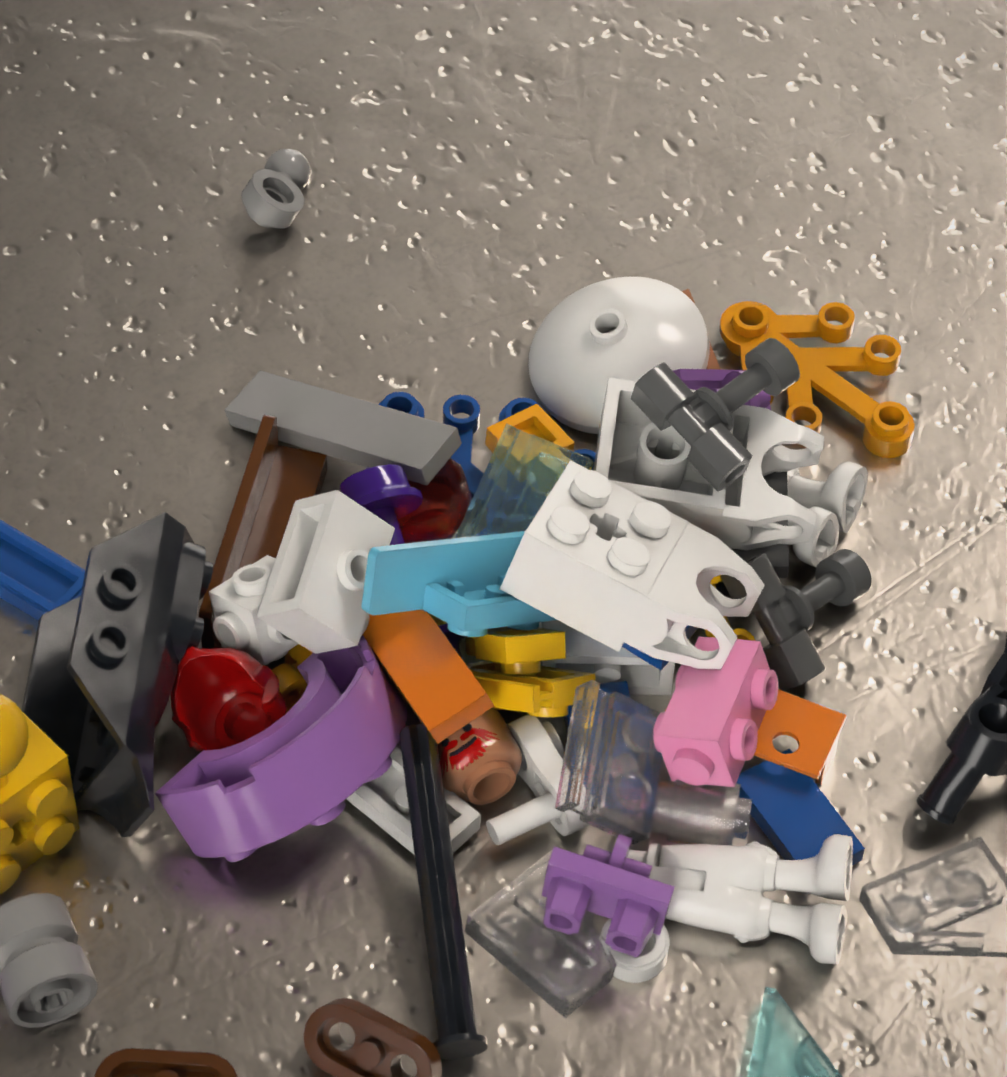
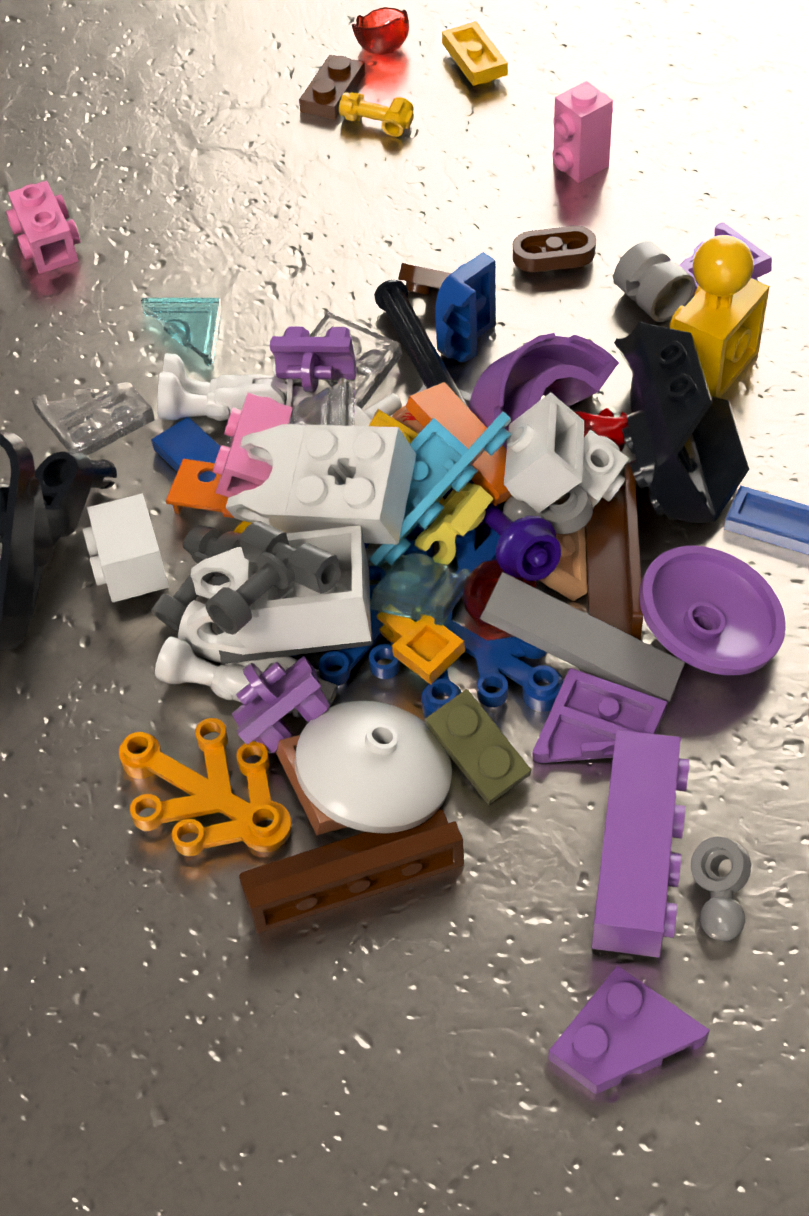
camera: 175 degrees right, 0 degrees up
(175, 424) = (712, 610): none -> medium lavender dish
(347, 359) = (588, 715): none -> medium lavender wing
(350, 222) = (637, 845): none -> medium lavender brick
(357, 933) = (466, 307): none -> blue slope
(420, 100) = (623, 1033): none -> medium lavender wing
(496, 352) = (478, 747): none -> olive plate
(714, 256) = (349, 871): none -> reddish brown panel
(903, 659) = (126, 548): none -> white brick

